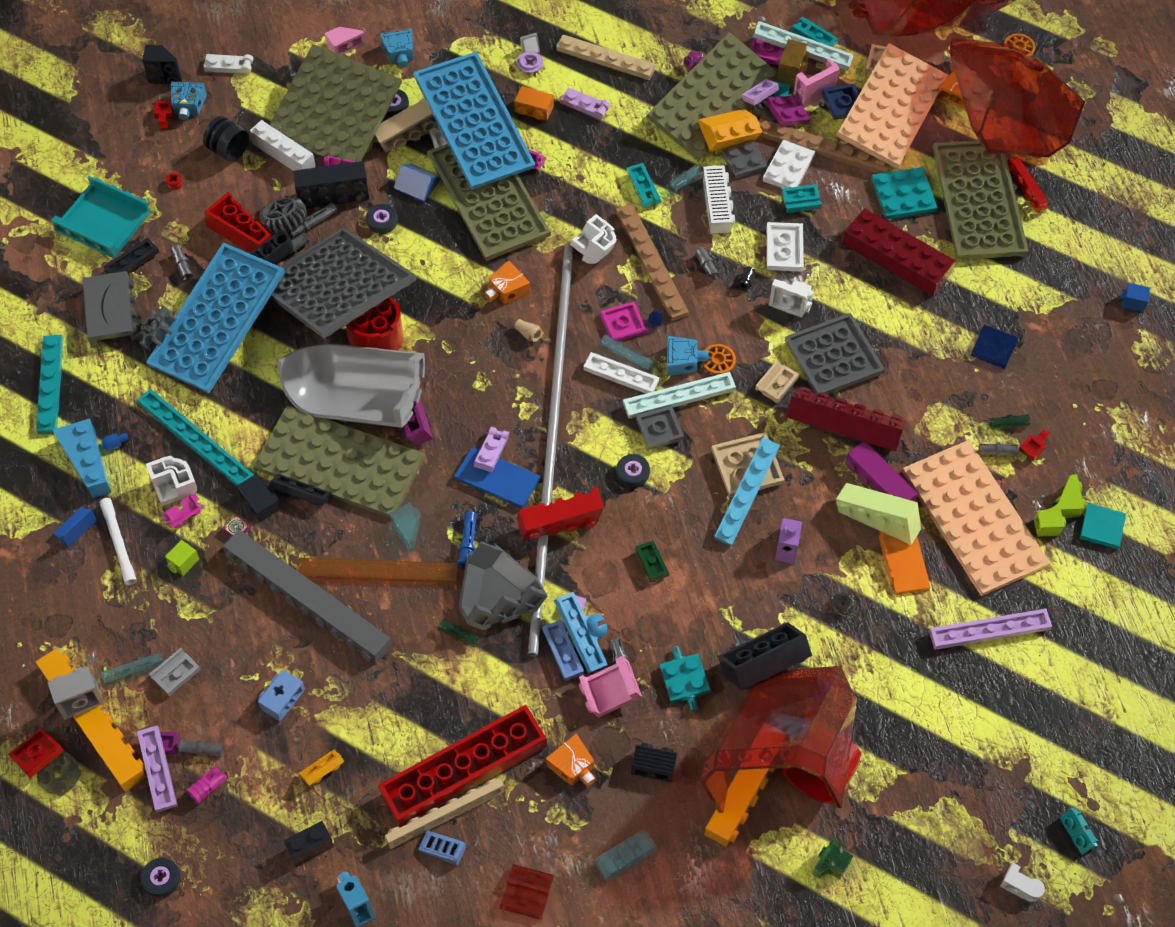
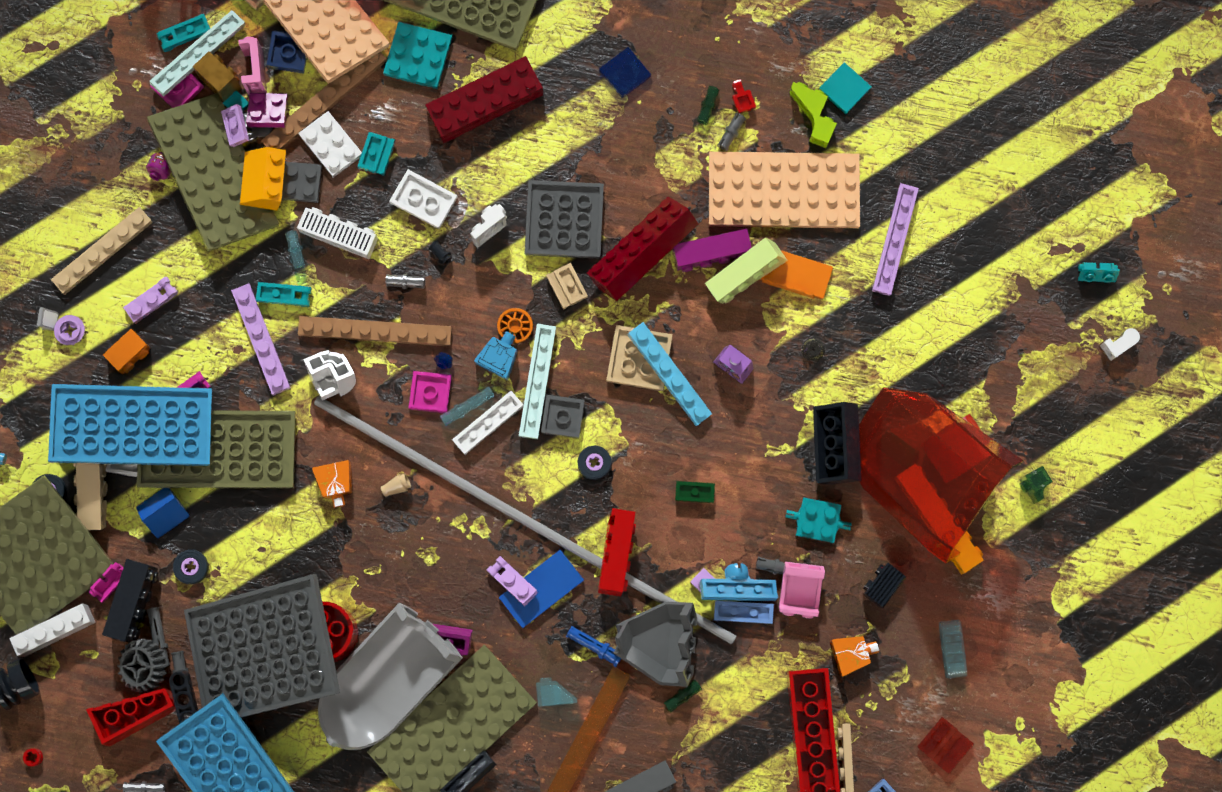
camera: 65 degrees left, 20 degrees up
(596, 188) = (261, 339): none -> lavender plate

